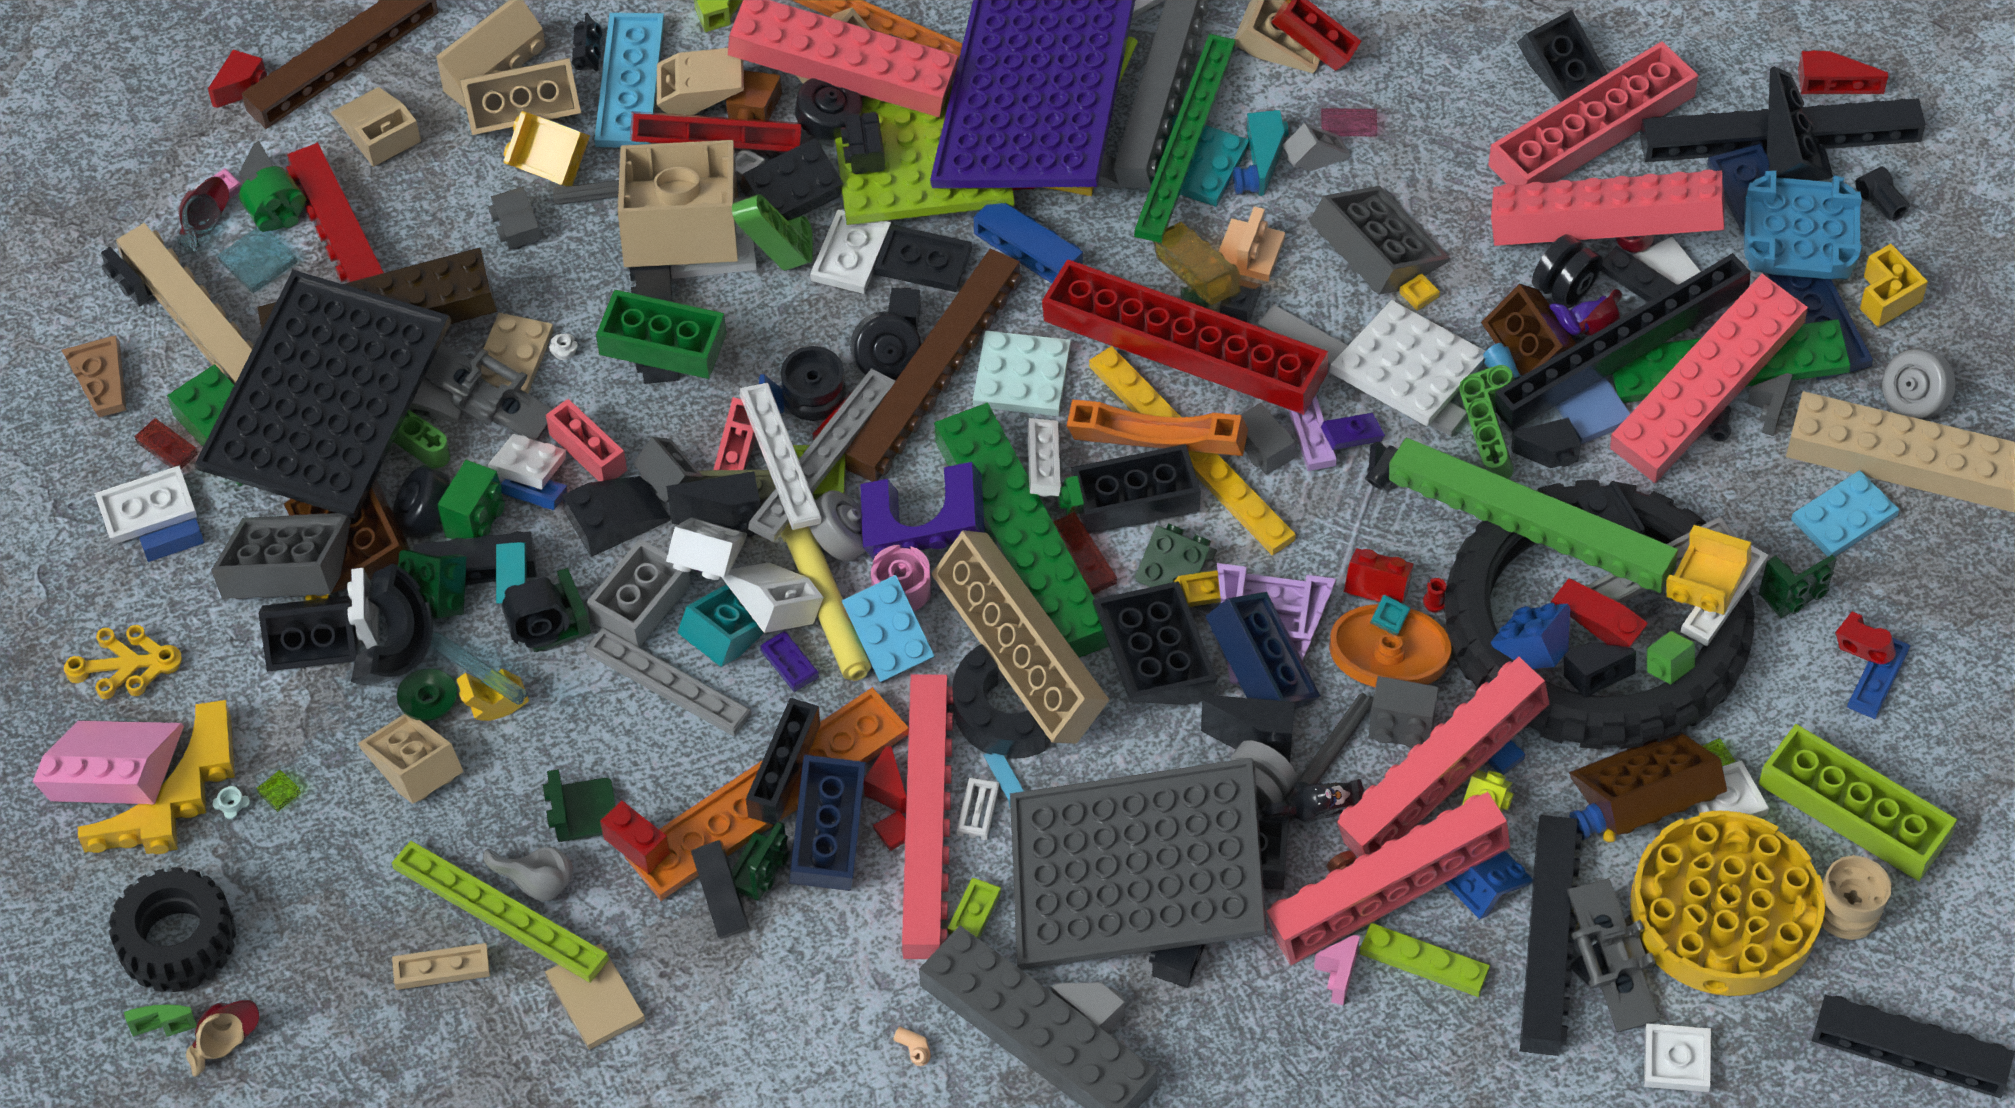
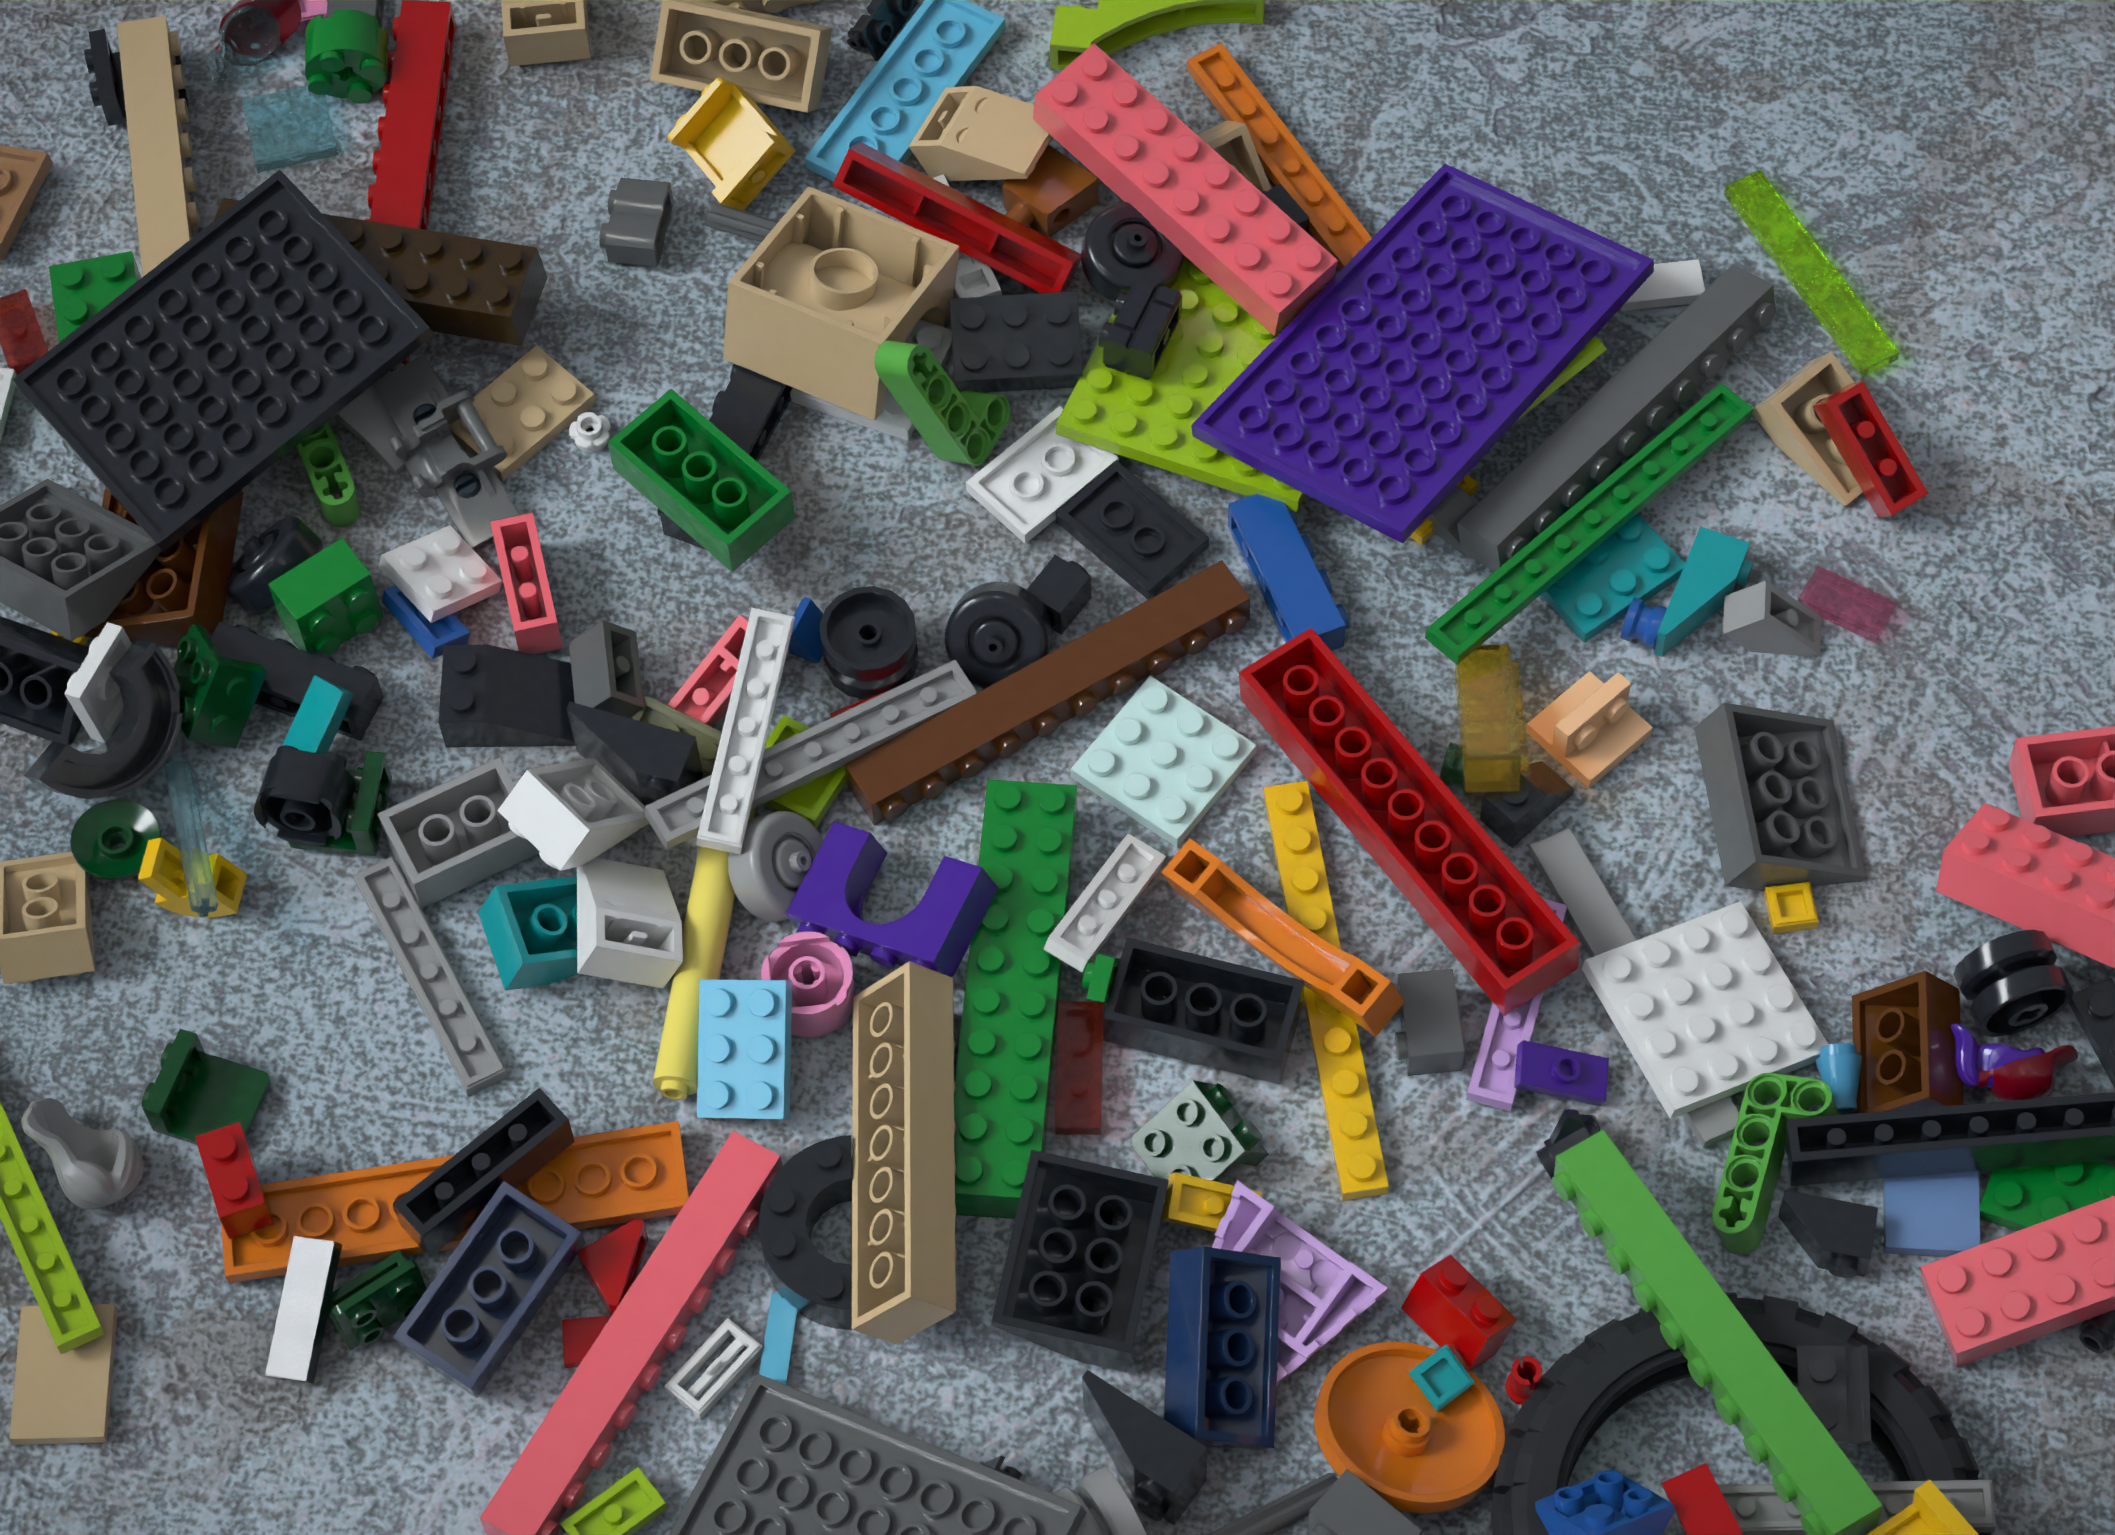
camera: 30 degrees right, 5 degrees up
(789, 661) = (598, 1027): dark purple plate -> none

